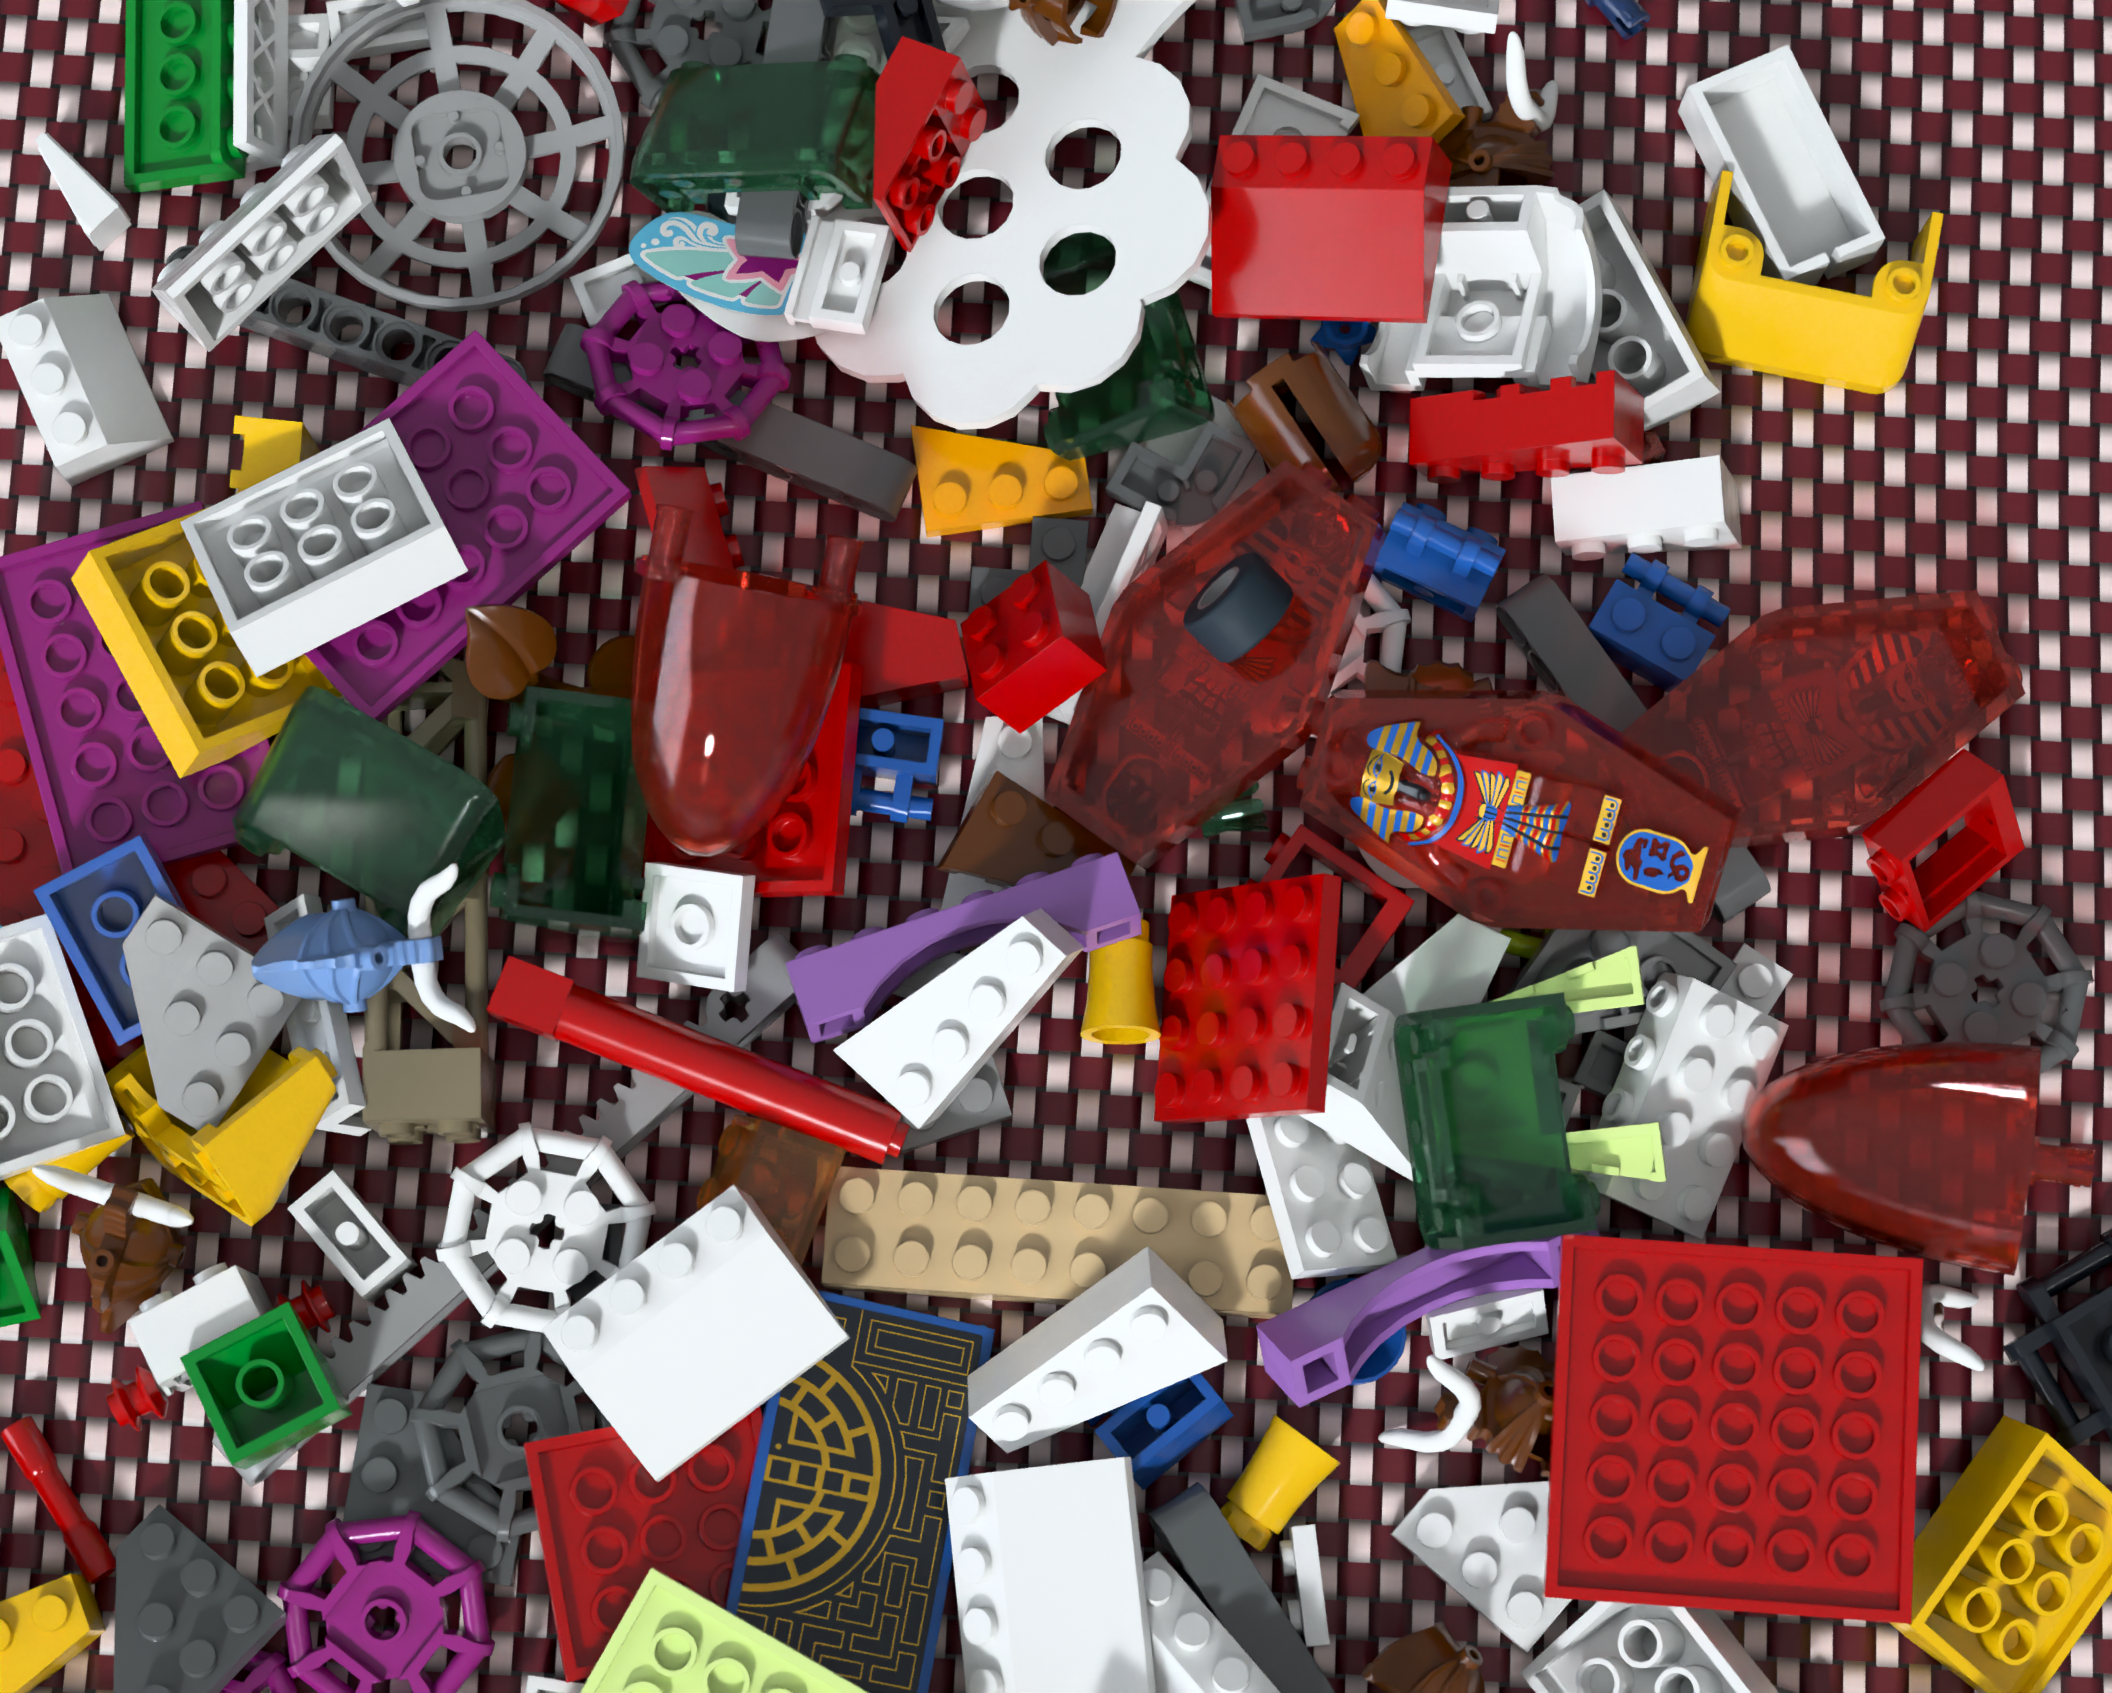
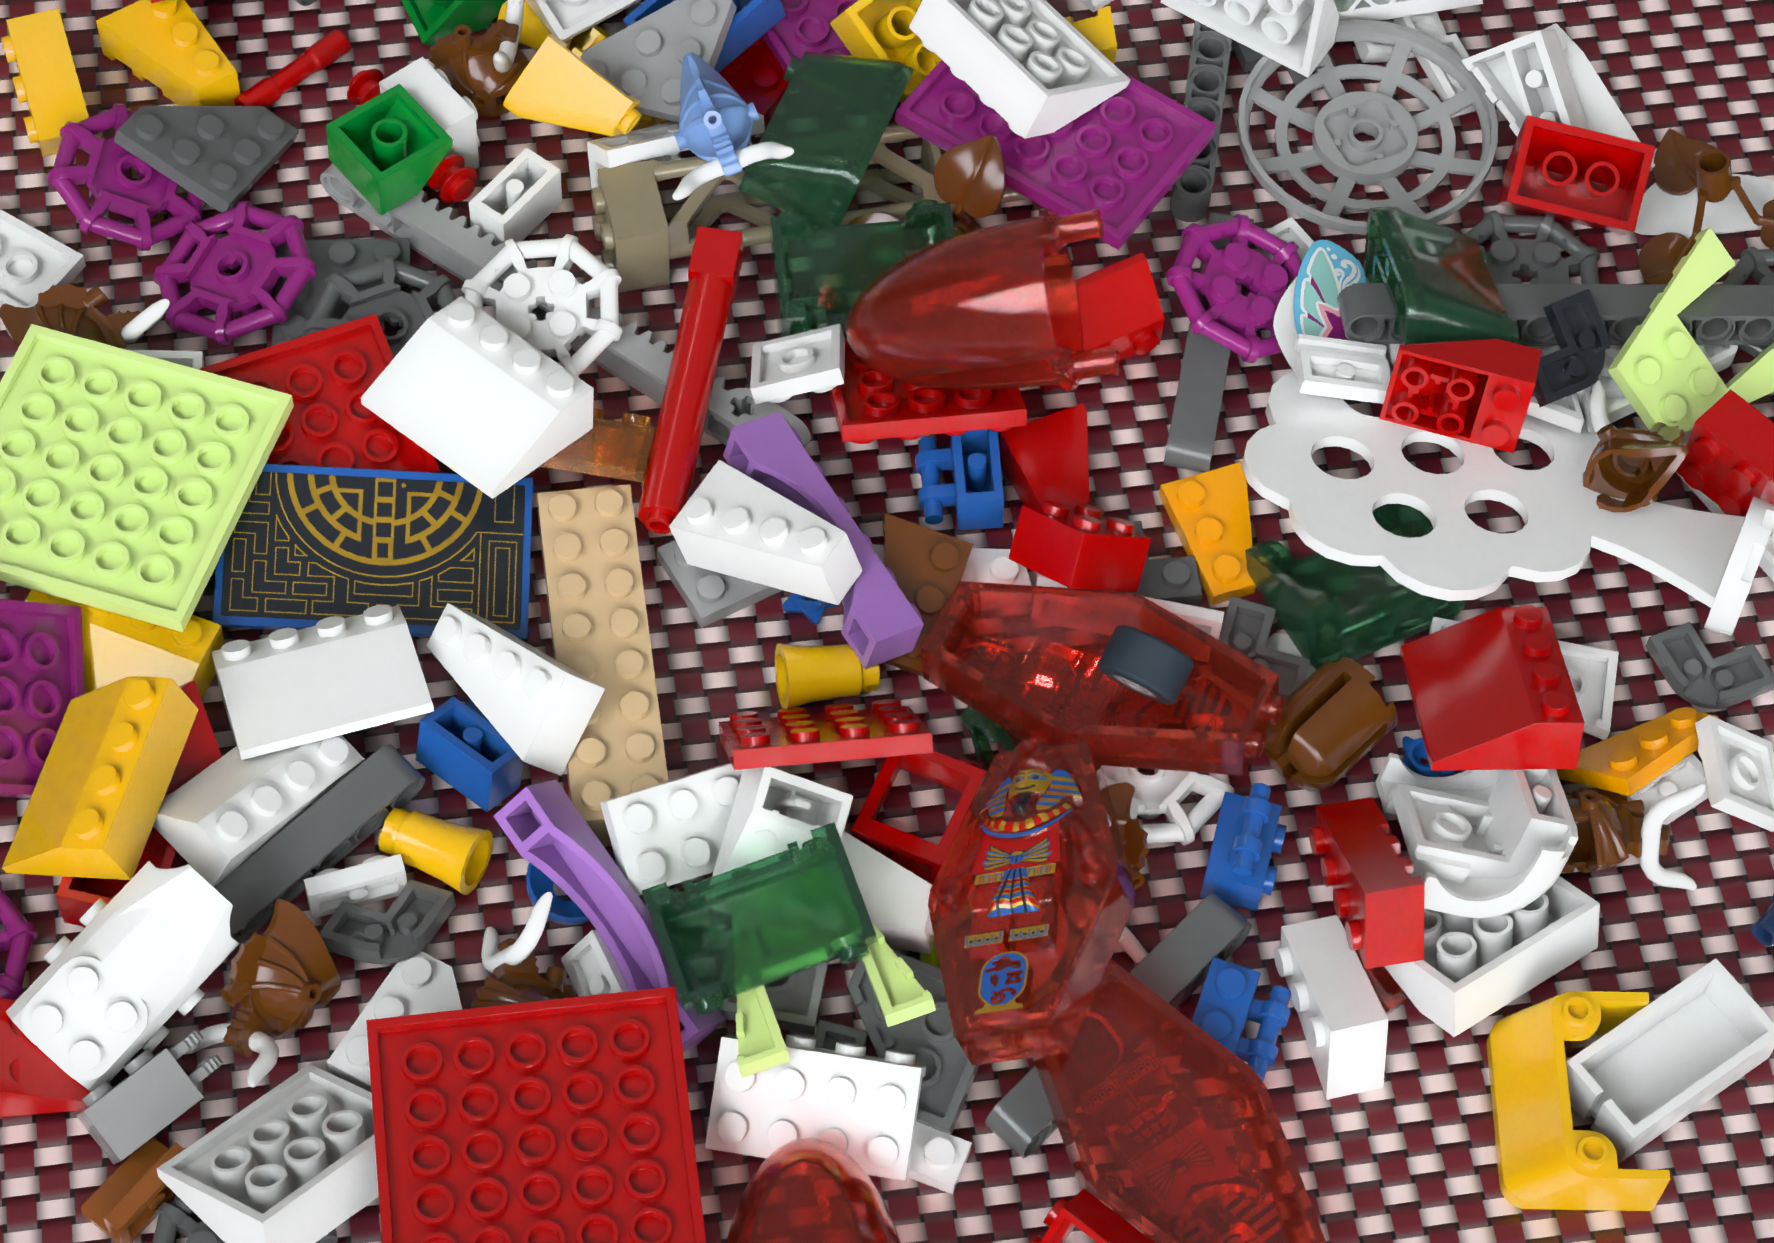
camera: 75 degrees right, 20 degrees down
(1383, 1551) = (389, 936): none -> dark grey plate

